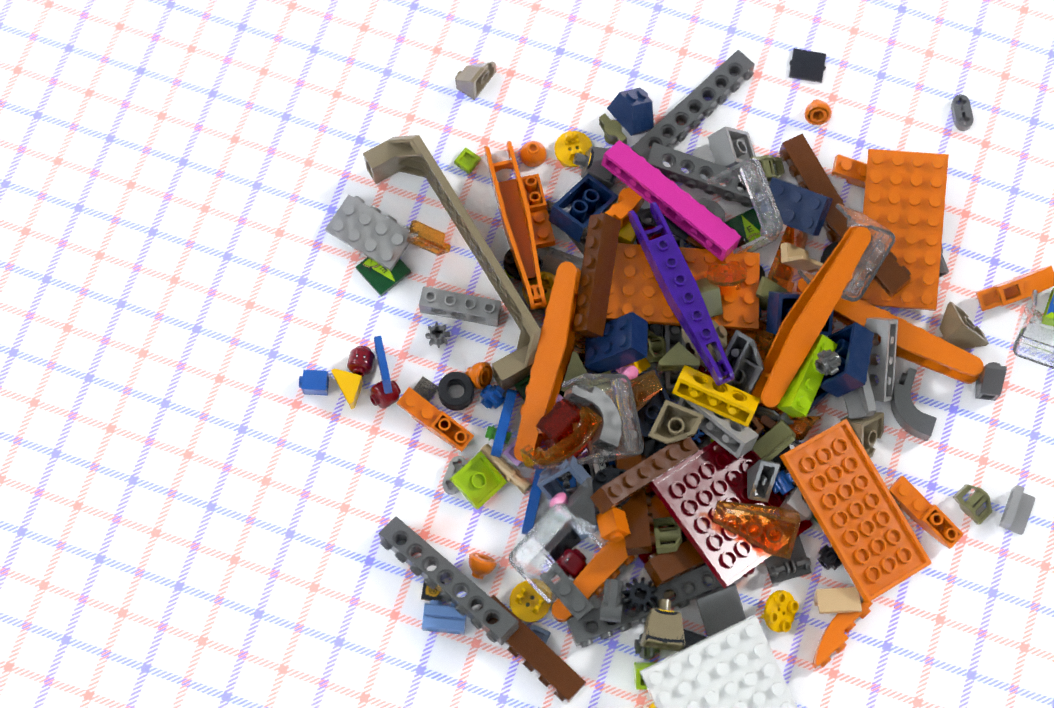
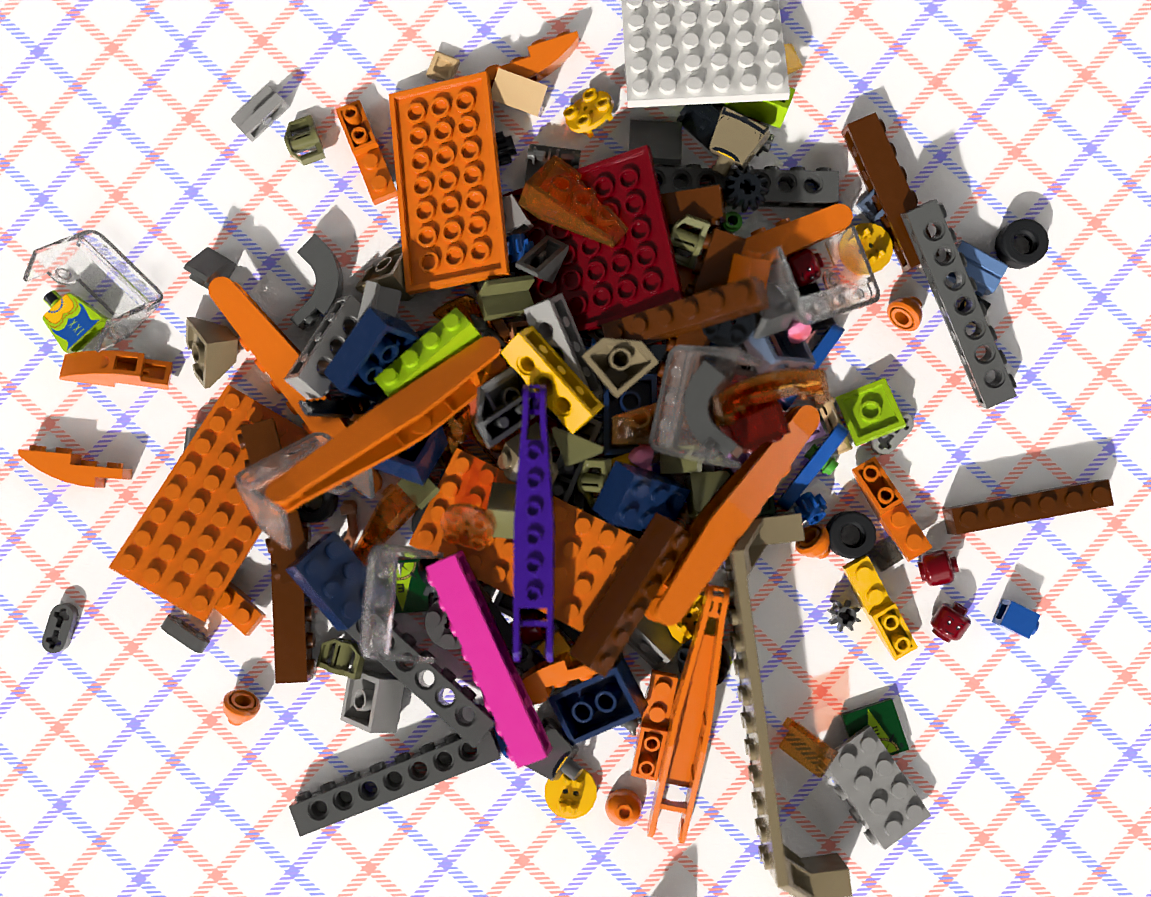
camera: 155 degrees left, 15 degrees up
(337, 461) = (1028, 507): none -> reddish brown brick
(349, 384) = (978, 596): yellow slope -> none
(382, 362) = (930, 602): blue tile -> none
(403, 649) = (1037, 239): none -> black tyre
(414, 350) = (879, 608): none -> yellow slope
(460, 306) = (803, 640): light grey brick -> none
(467, 160) = (710, 834): lime tile -> none
(567, 592) = (827, 230): dark grey plate -> none
(611, 606) = (783, 192): dark grey piece -> none
(612, 130) = (512, 792): olive piece -> none
(633, 111) = (475, 807): dark blue slope -> none
(638, 568) = (734, 218): none -> bright green pin
(797, 258) = (365, 520): tan panel -> none
(807, 65) = (220, 778): black piece -> none
(828, 362) = (400, 352): dark grey gear -> none
(859, 316) = (347, 407): none -> black piece
(877, 141) = (185, 633): none -> dark grey beam
(902, 602) = (442, 67): none -> tan tile
(1014, 212) = (70, 467): none -> orange slope

